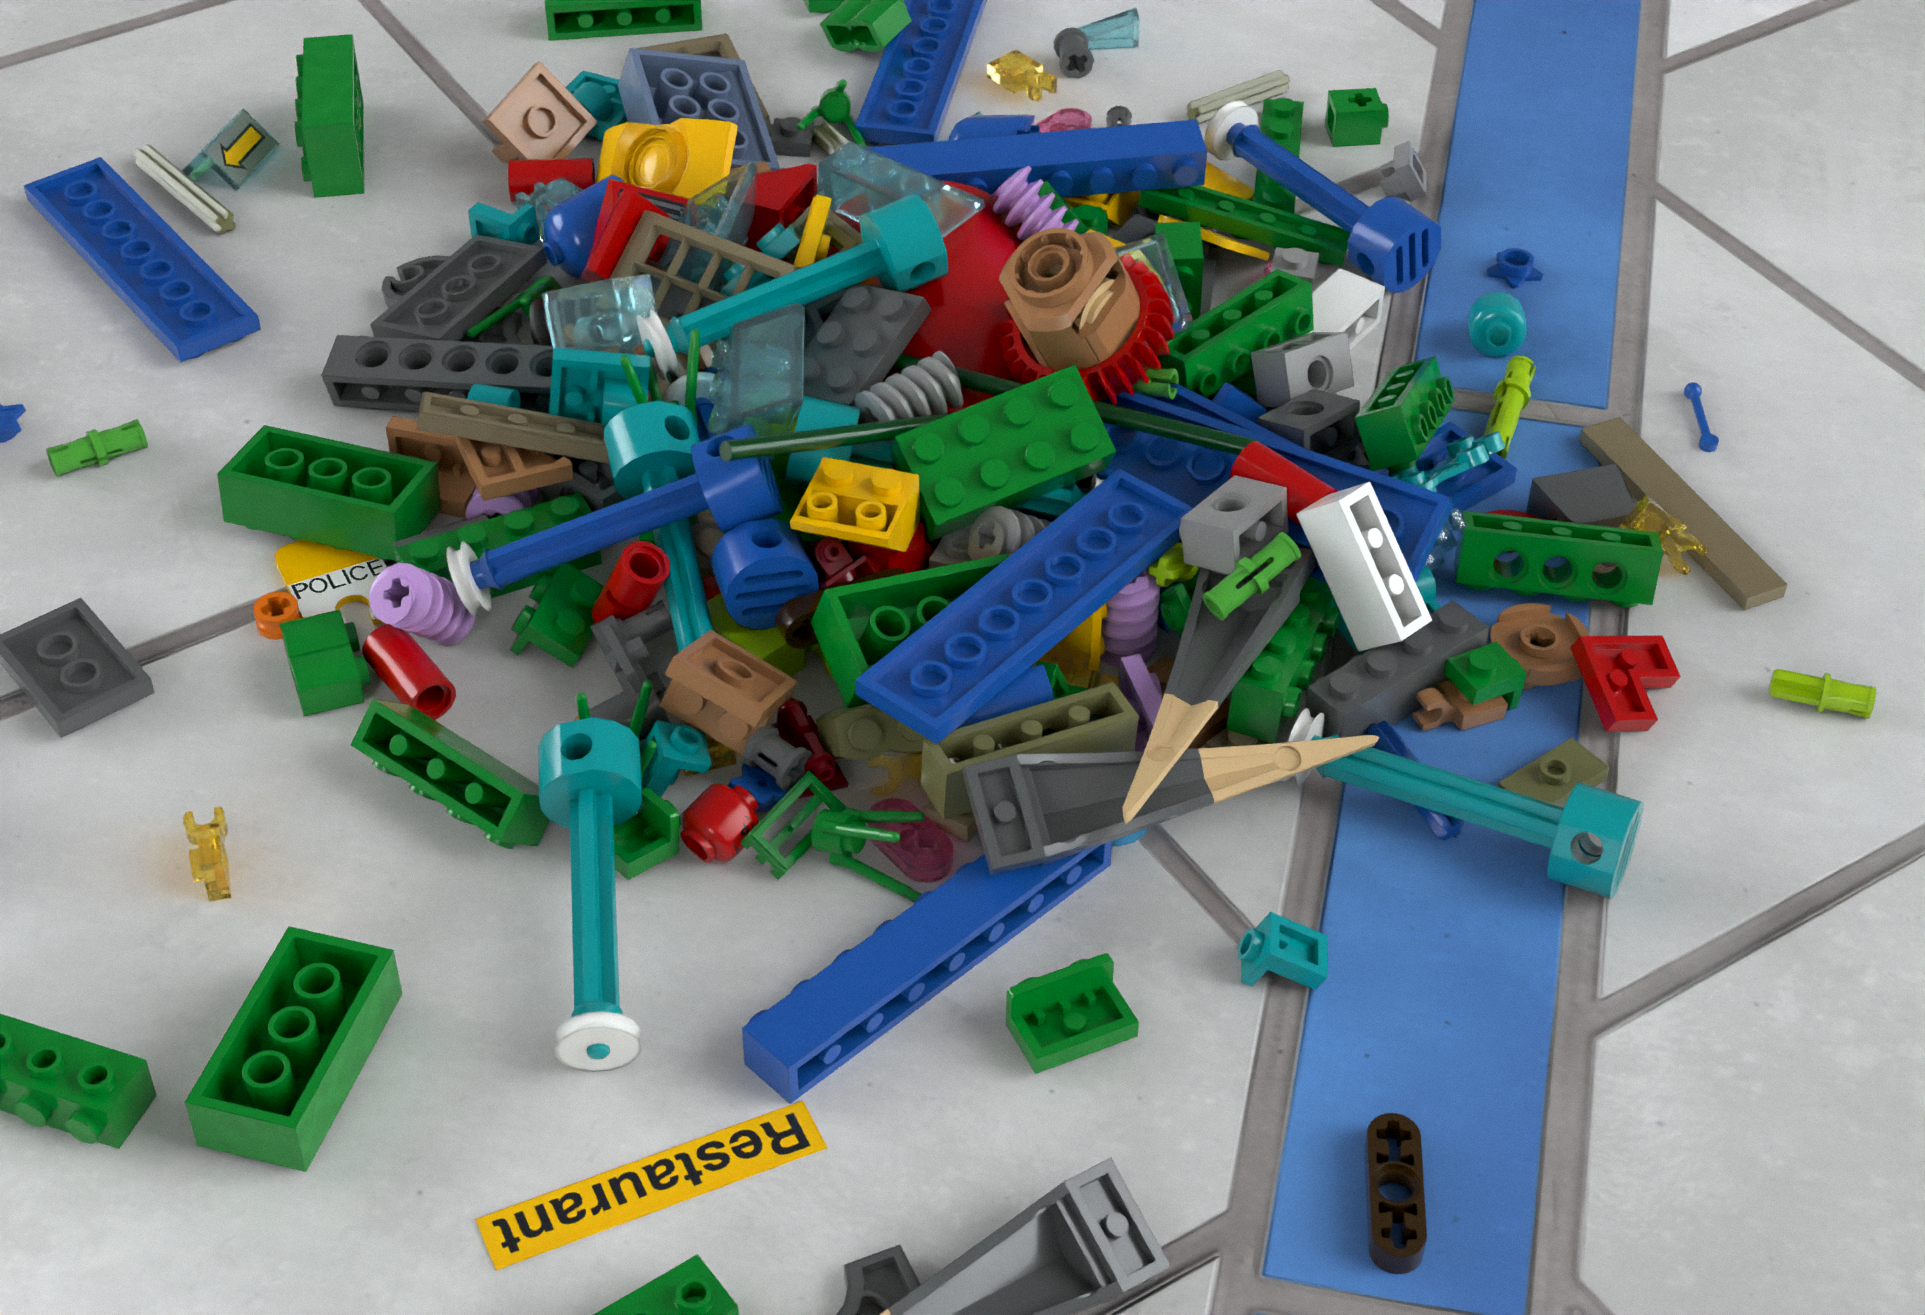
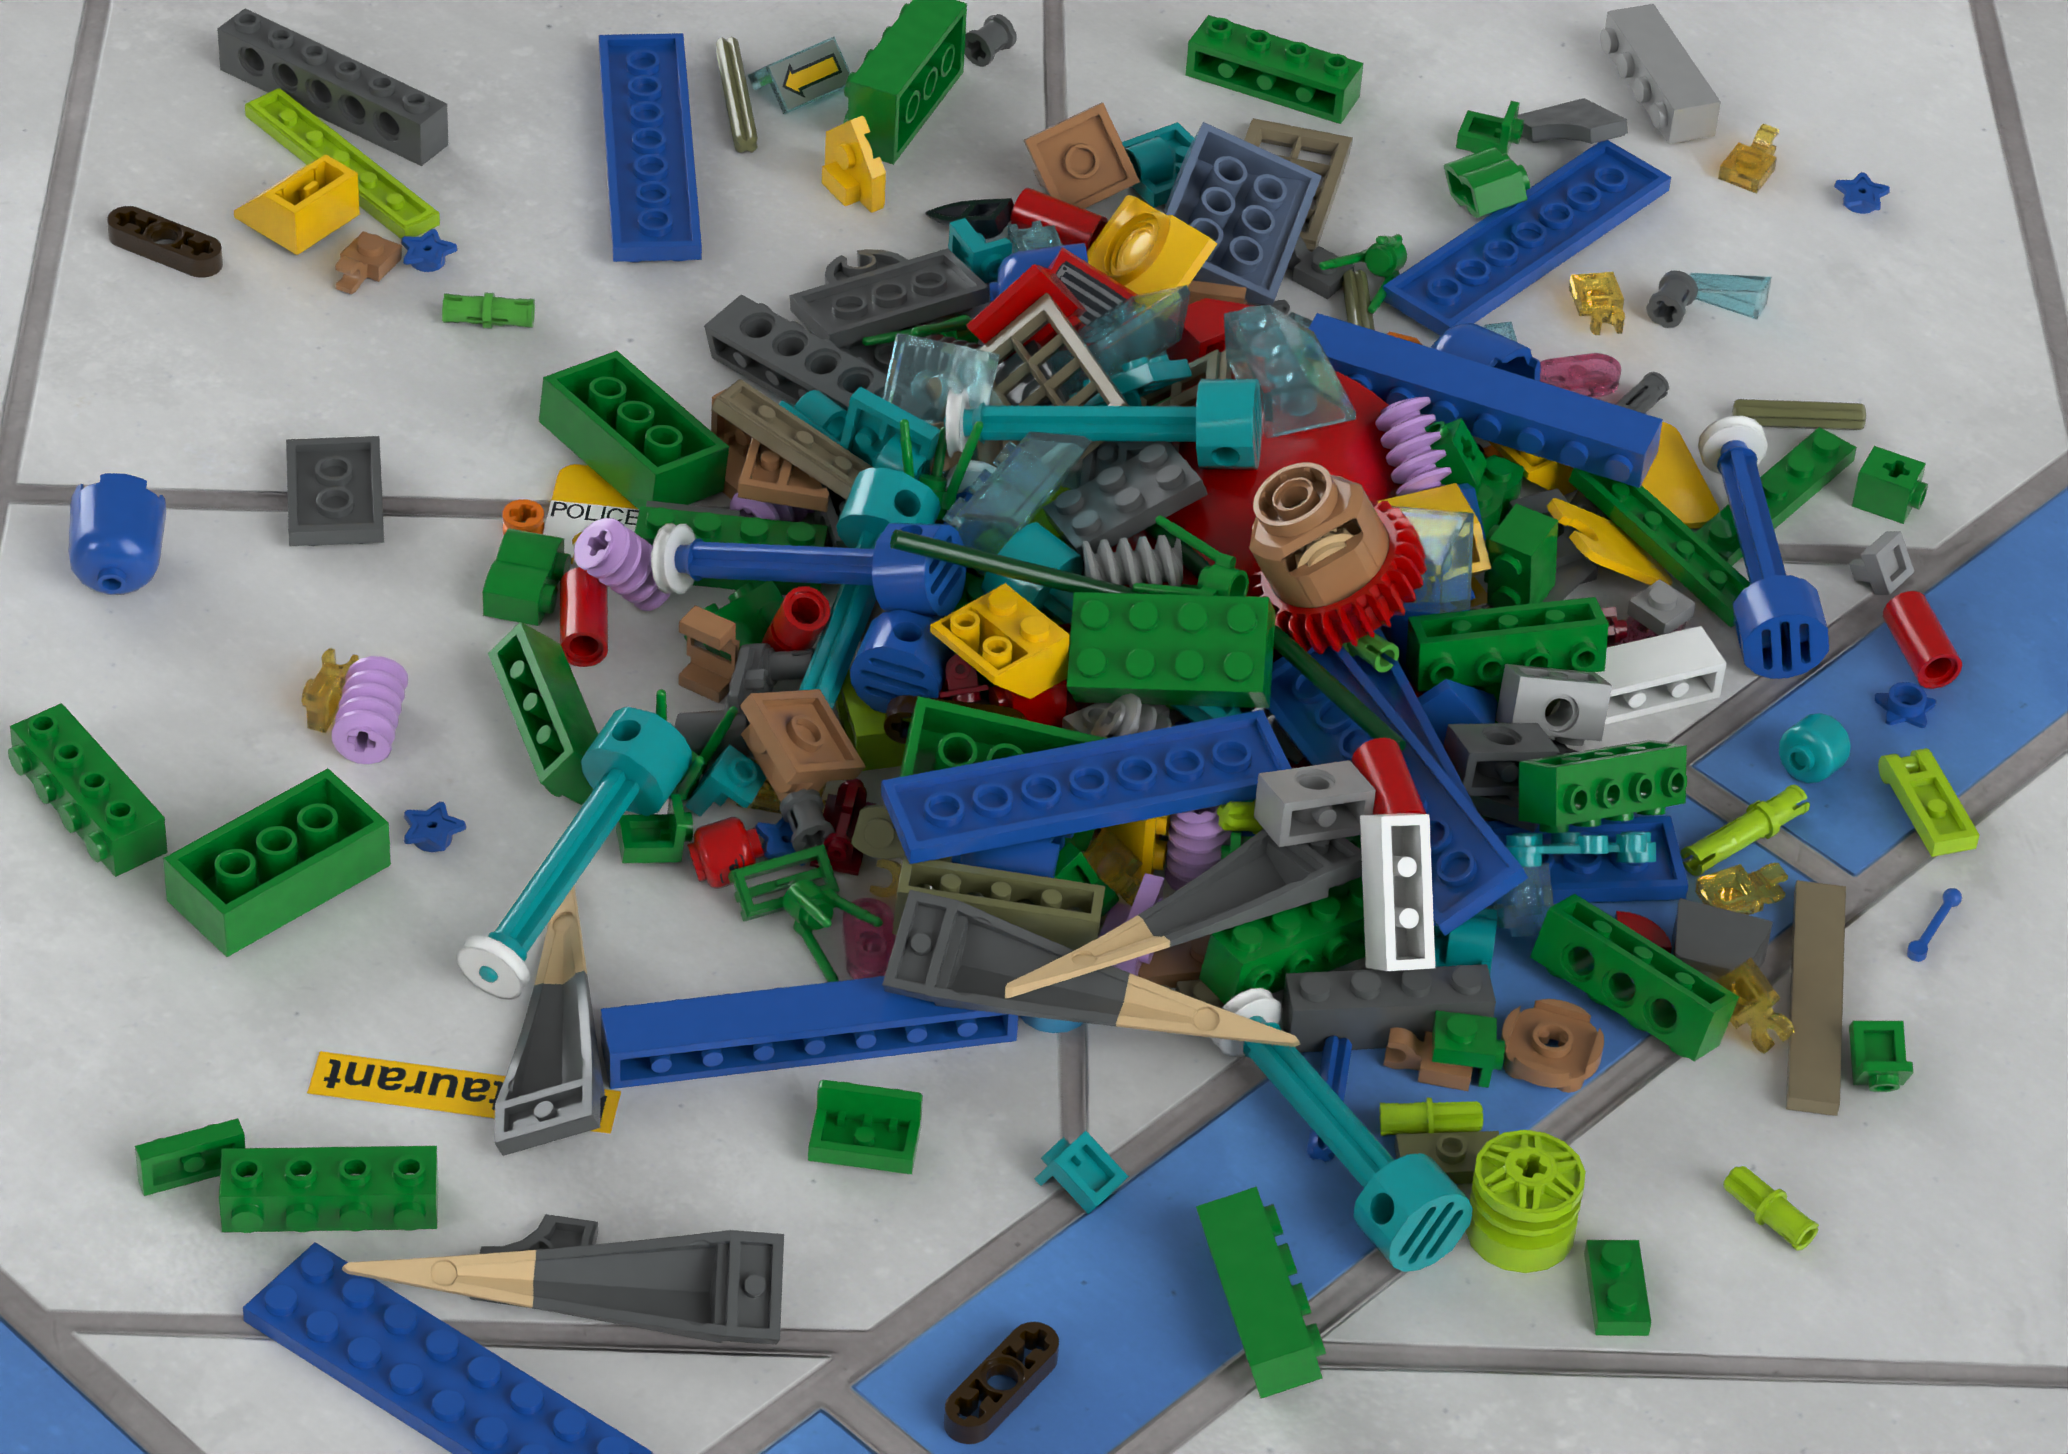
camera: 30 degrees right, 0 degrees up
(271, 853) = (369, 709): none -> lavender piece
(340, 201) = (850, 167): none -> yellow plate
(373, 64) = (991, 38): none -> dark grey bush
(418, 949) = (430, 838): none -> blue plate
(490, 192) = (984, 215): none -> black plate
(560, 669) = (707, 672): none -> medium nougat piece
(739, 1117) = (556, 1066): none -> dark grey plate
(814, 243) = (1181, 380): yellow plate -> none
(1002, 377) = (1214, 580): none -> green plant
(1276, 554) = (1286, 852): bright green pin -> none
(1487, 214) = (1922, 639): none -> red pin
(1511, 753) = (1430, 1117): none -> lime axle
(1539, 980) = (1259, 1291): none -> green brick
(1550, 455) = (1742, 891): none -> clear yellow plate
(1609, 327) = (1929, 802): none -> lime plate
(1618, 673) = (1598, 1092): red plate -> none
(1676, 772) = (1525, 1201): none -> lime wheel
(1777, 532) = (1879, 1055): none -> green bracket
(1780, 821) = (1617, 1288): none -> green plate

